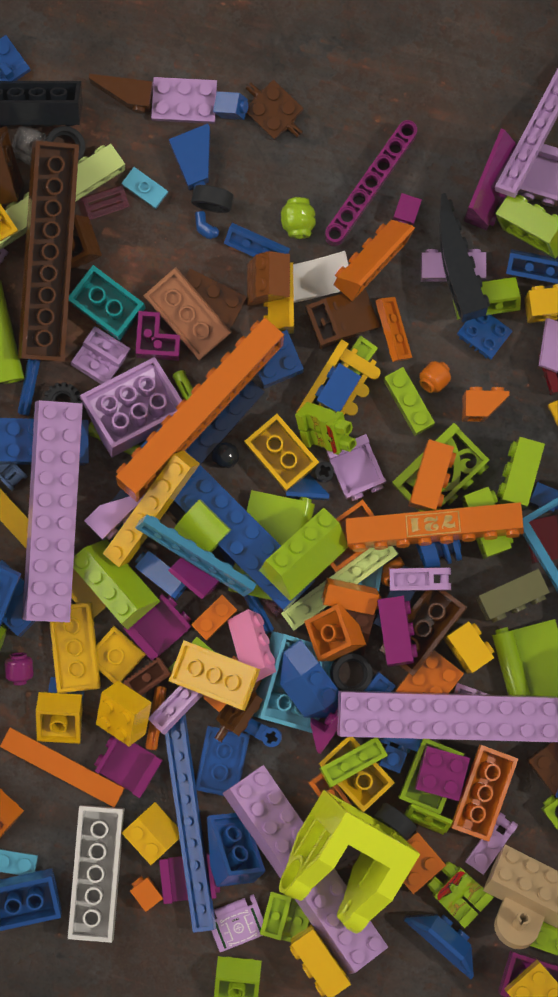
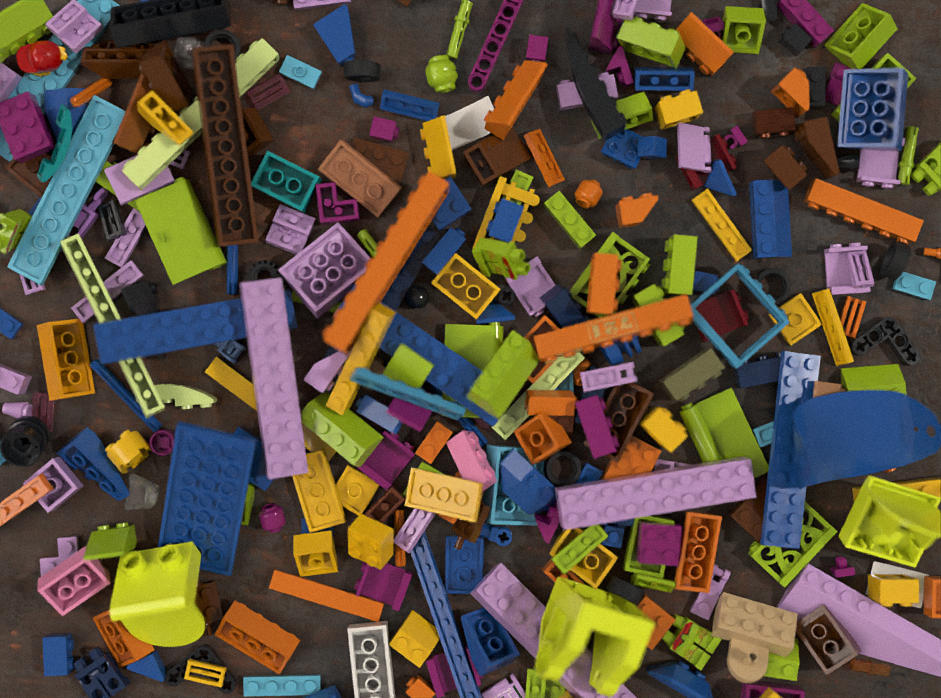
camera: 15 degrees left, 5 degrees up
(224, 266) = (384, 130): none -> magenta brick
(265, 408) = (444, 250): none -> blue slope
(268, 277) = (425, 133): dark orange slope -> none
(331, 164) = (462, 21): none -> lime pin
(382, 493) = (562, 307): none -> dark blue brick
(494, 242) = (620, 63): none -> magenta slope
(513, 339) = (652, 147): none -> blue brick

